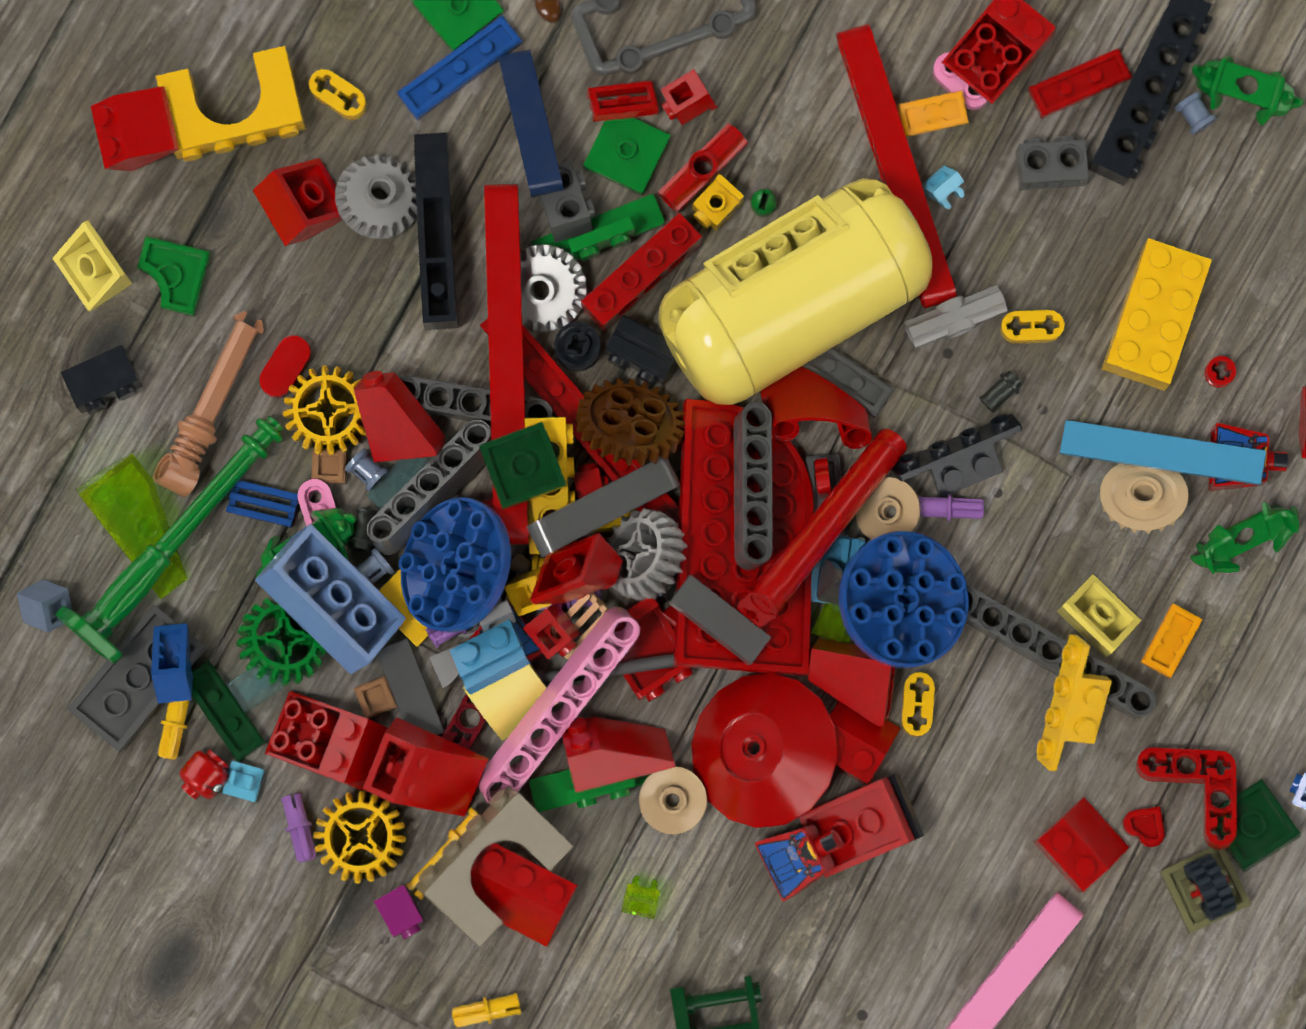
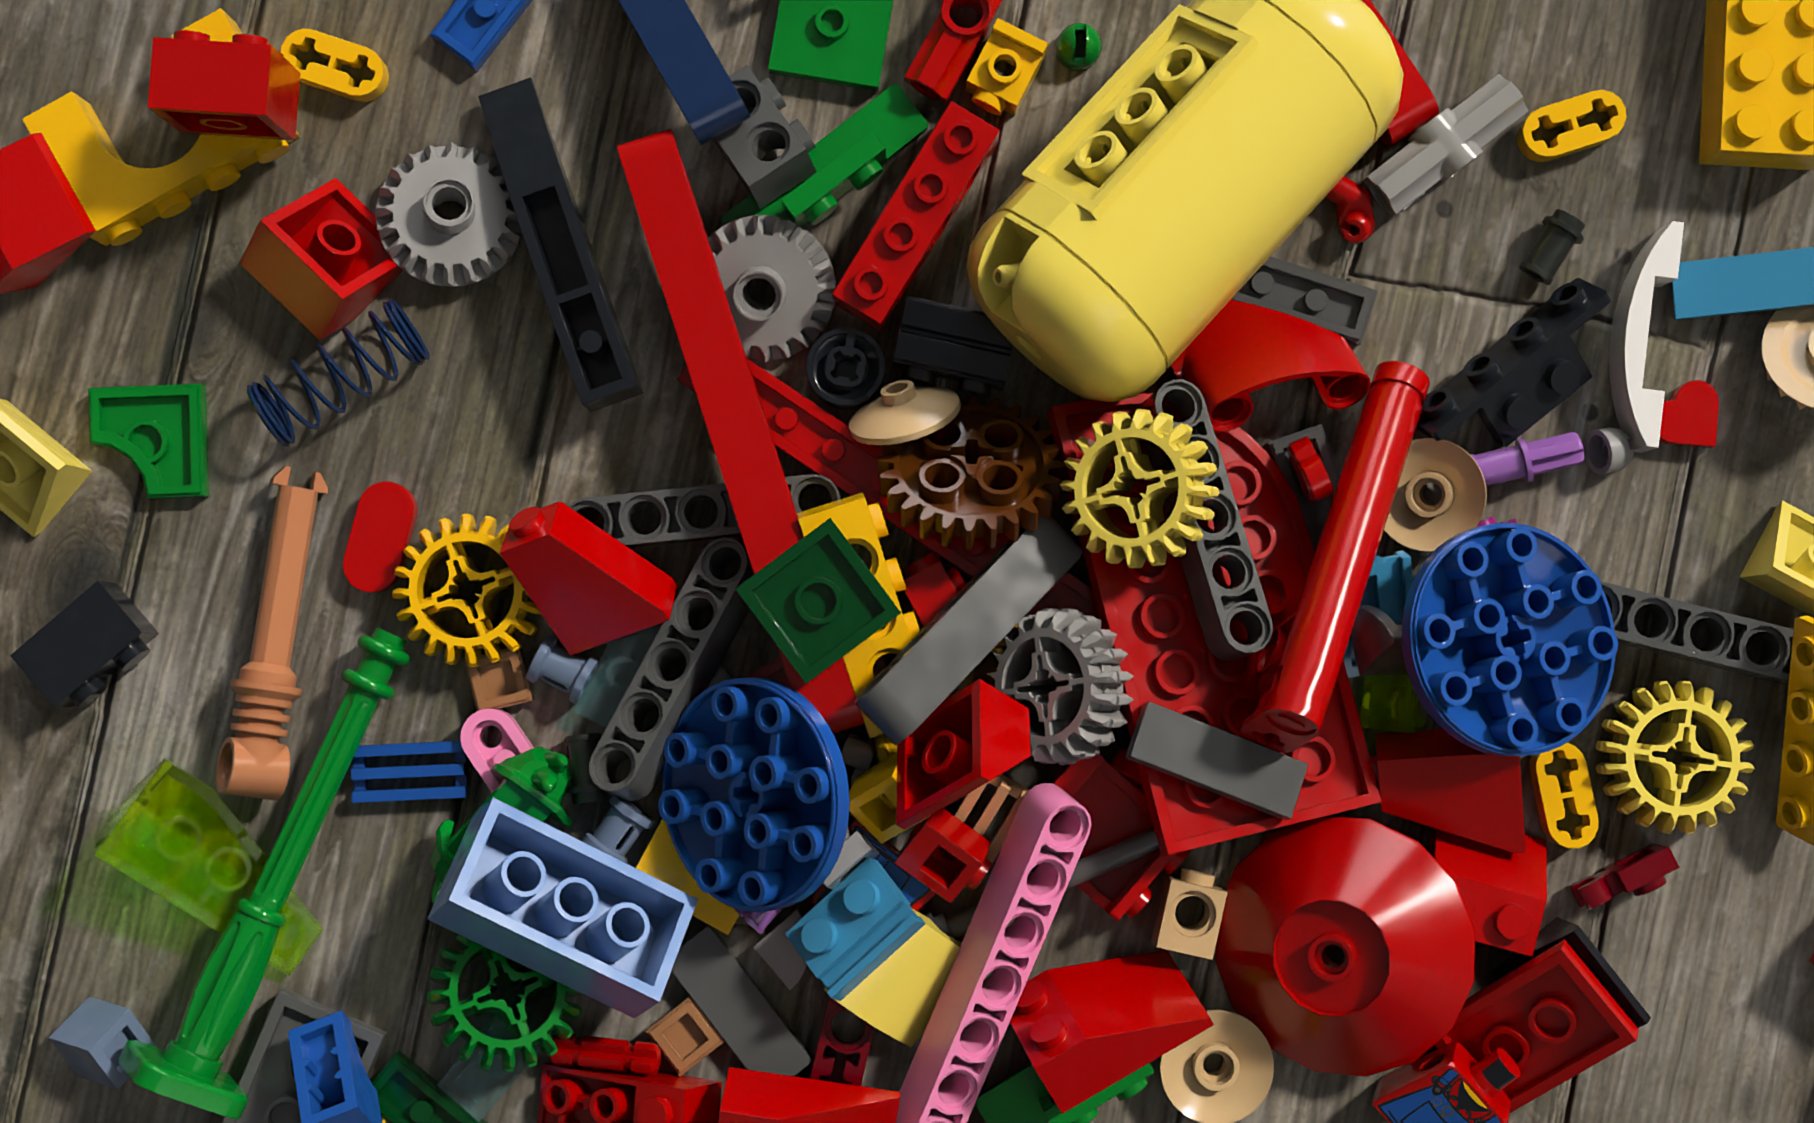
camera: 15 degrees left, 5 degrees up
(247, 280) = (275, 414): none -> dark blue piece
(277, 91) = (224, 86): none -> red brick
(328, 694) = (607, 1055): none -> red axle
(602, 379) = (904, 413): none -> tan dish
(679, 724) = (1195, 939): none -> tan brick
(714, 431) = (1131, 464): none -> light yellow gear
(893, 336) = (1353, 210): none -> red arm
(946, 759) = (1637, 872): none -> dark red plate
(999, 516) = (1607, 450): none -> light grey hinge
(1000, 705) = (1668, 777): none -> light yellow gear
(1023, 494) = (1637, 408): none -> white slope
(1050, 511) = (1691, 416): none -> red tile

